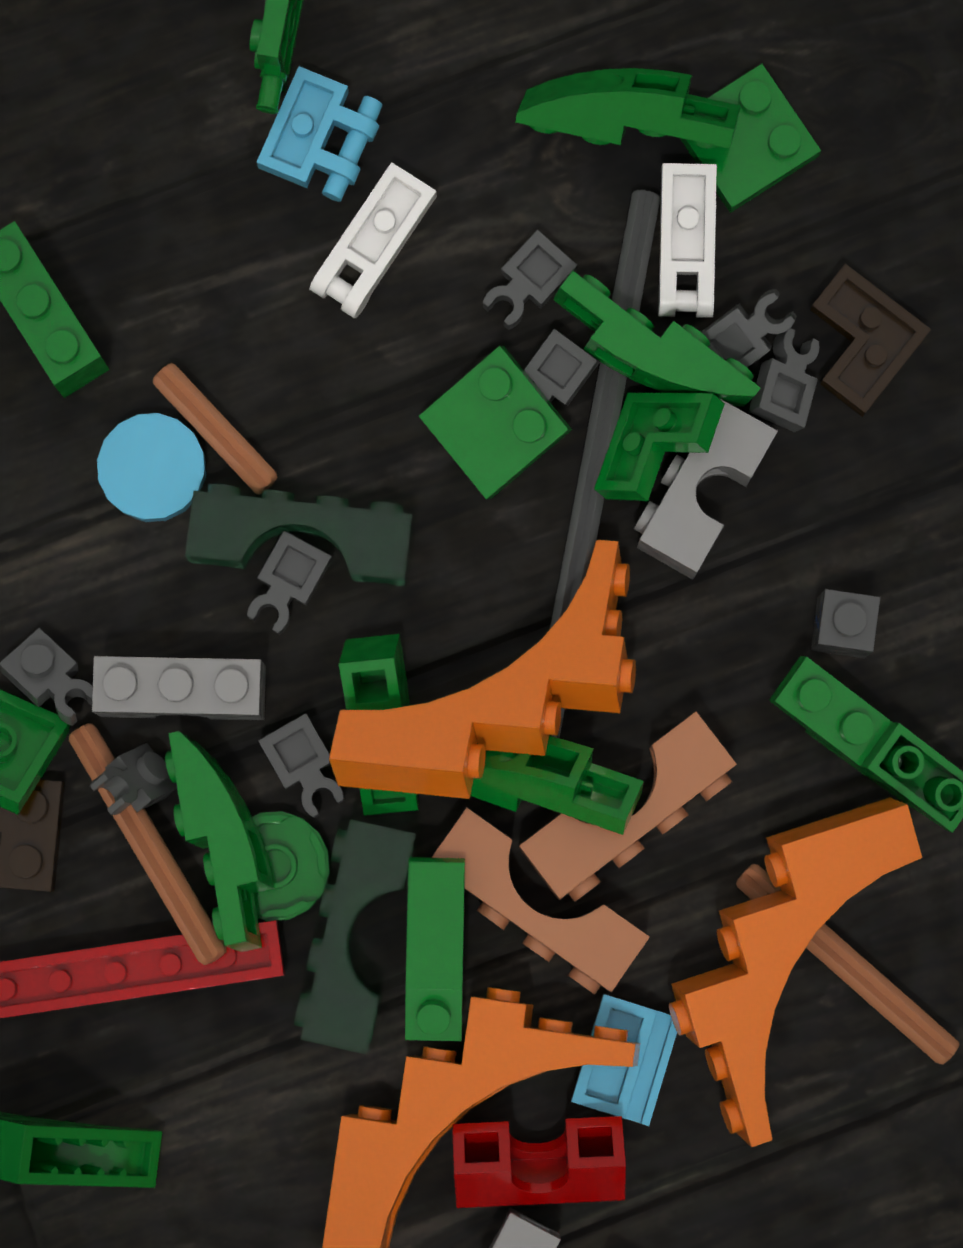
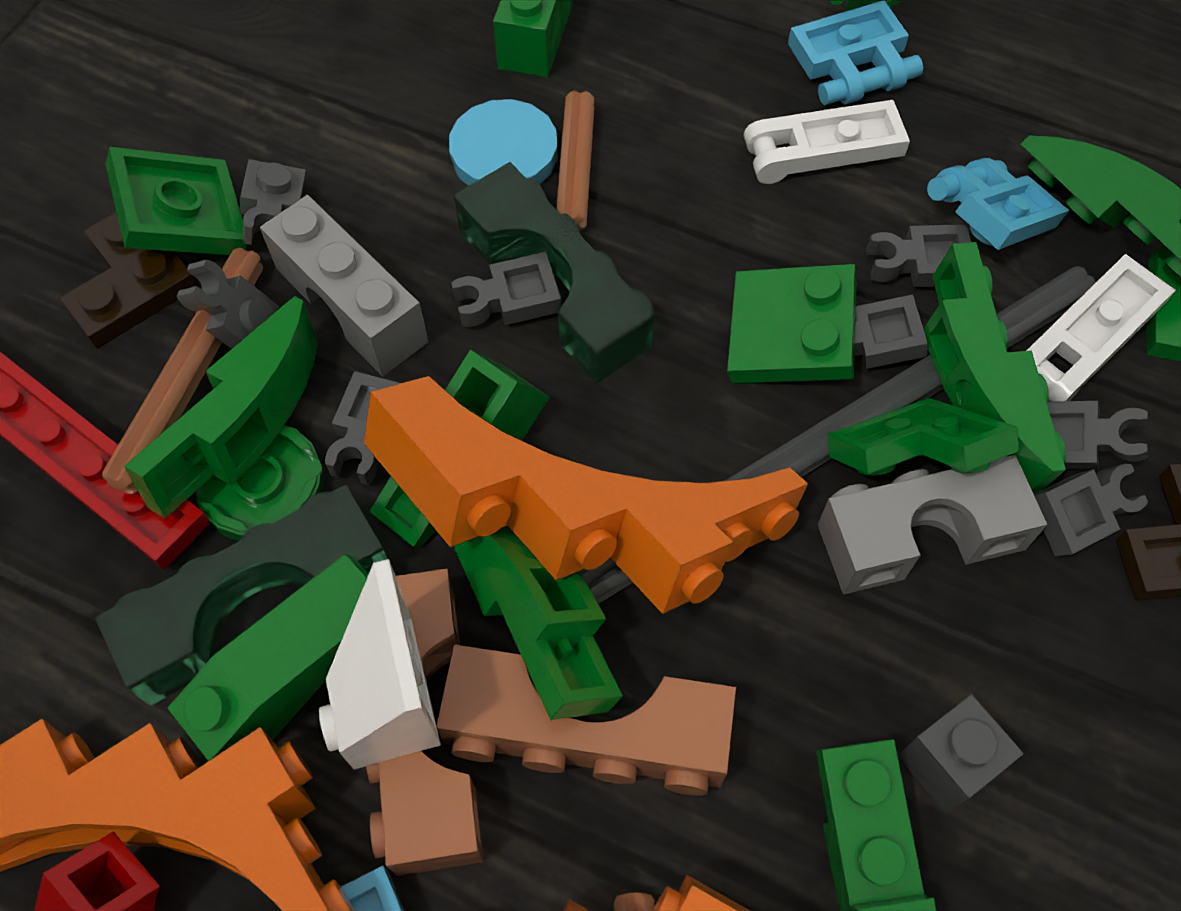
camera: 45 degrees right, 20 degrees down
(518, 911) = (378, 680): none -> white slope
(557, 194) = (996, 203): none -> medium azure plate

